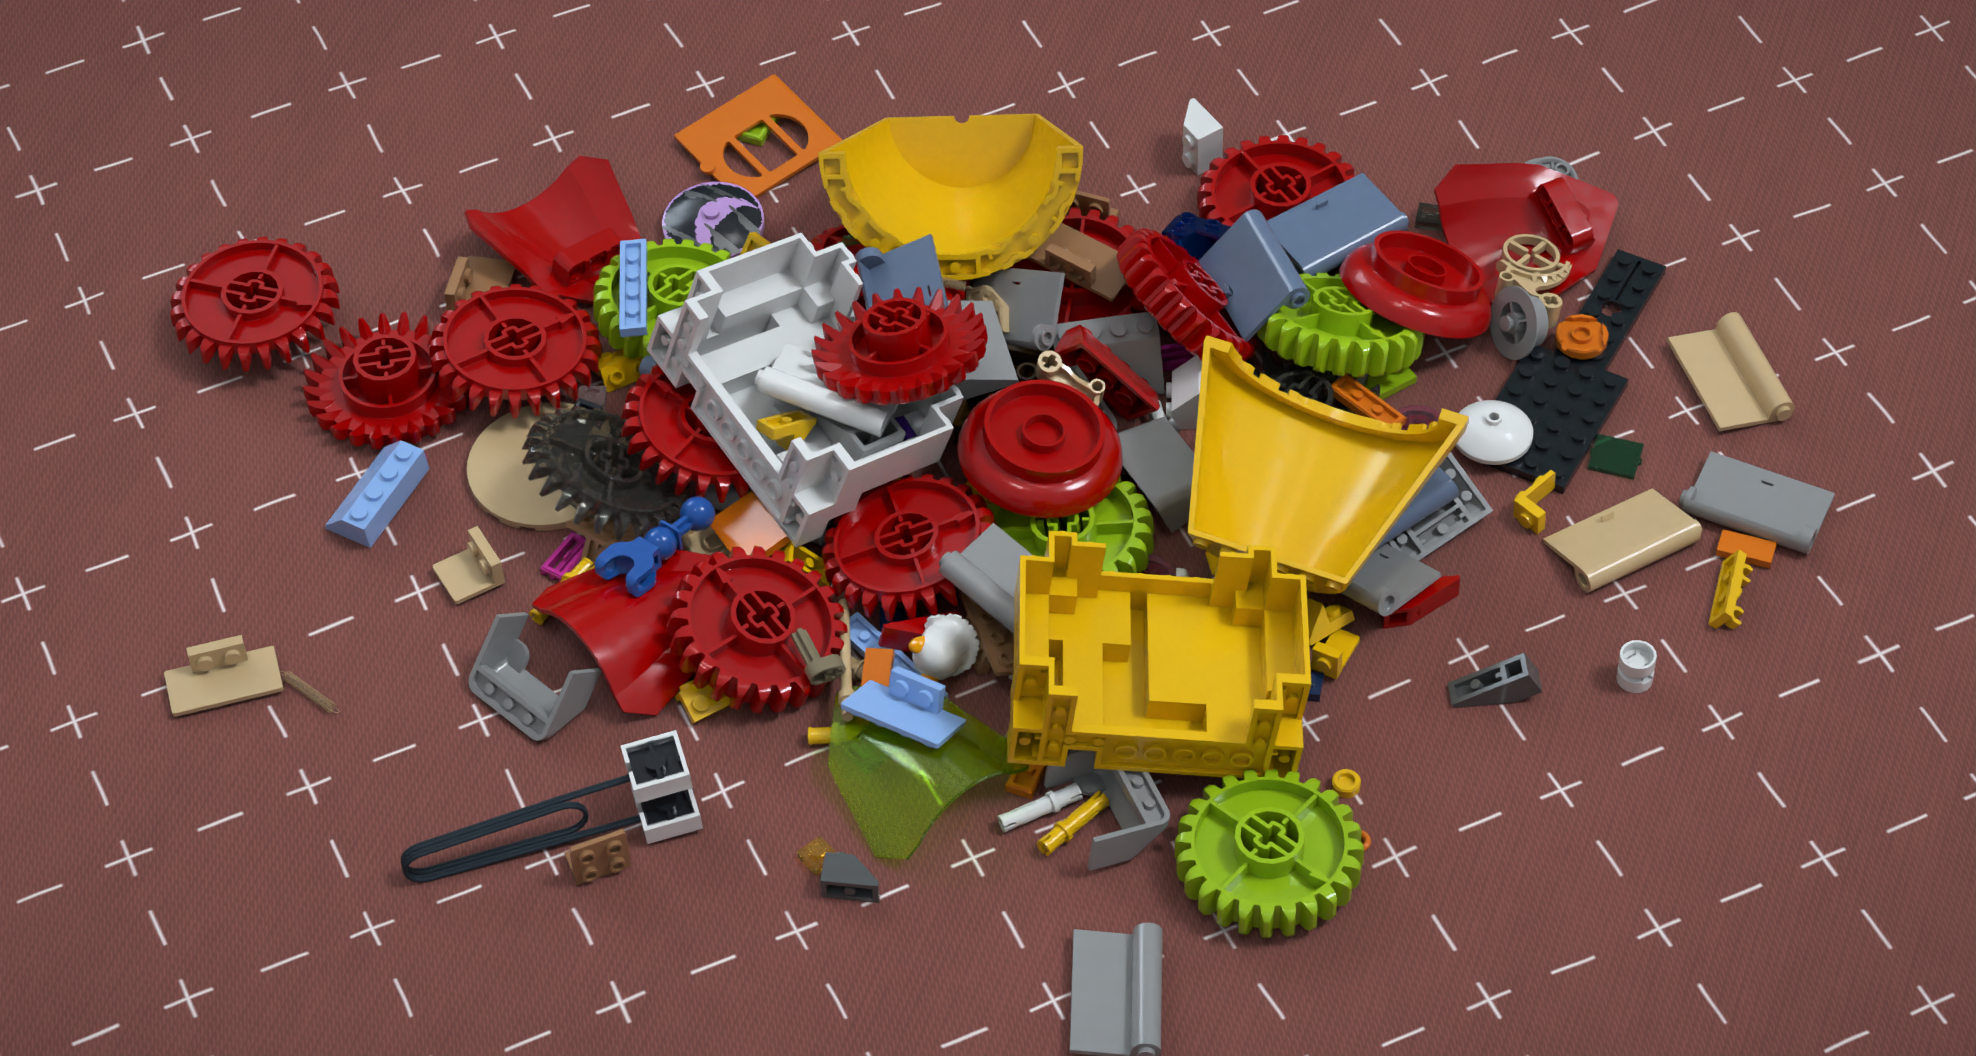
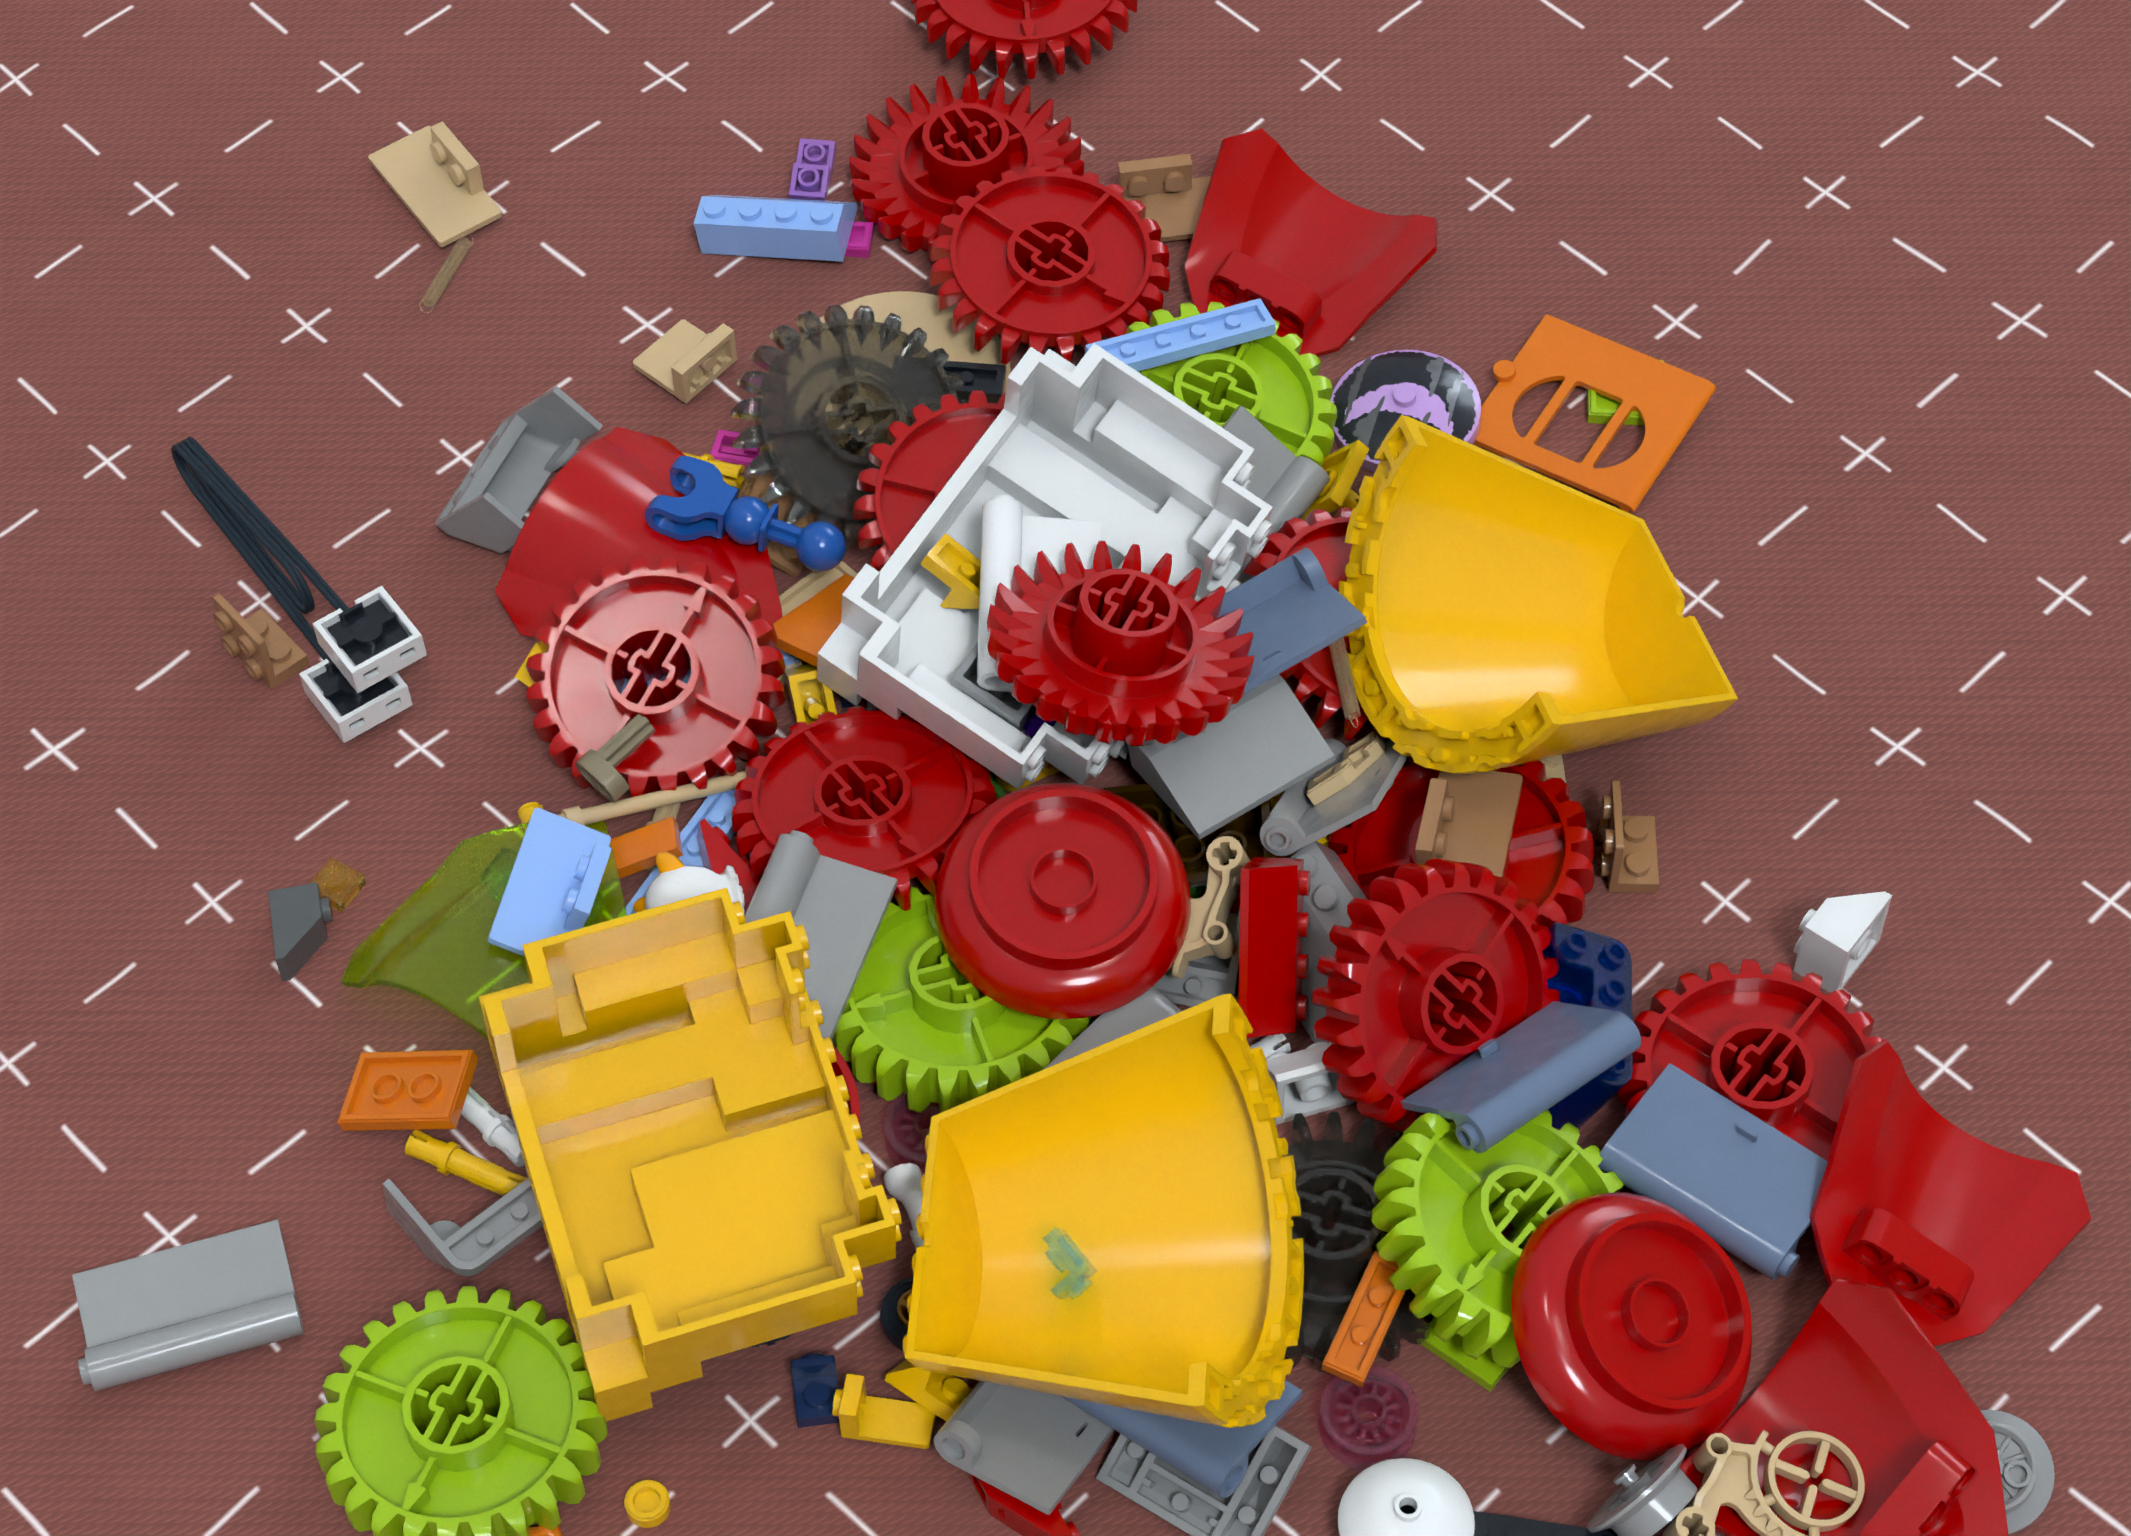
camera: 70 degrees right, 5 degrees up
(336, 469) = (813, 169): none -> medium lavender slope
(1006, 839) = (408, 1090): none -> orange tile
(1291, 513) = (1067, 1256): none -> clear light blue bracket
(1393, 150) = (1935, 1208): none -> red windscreen

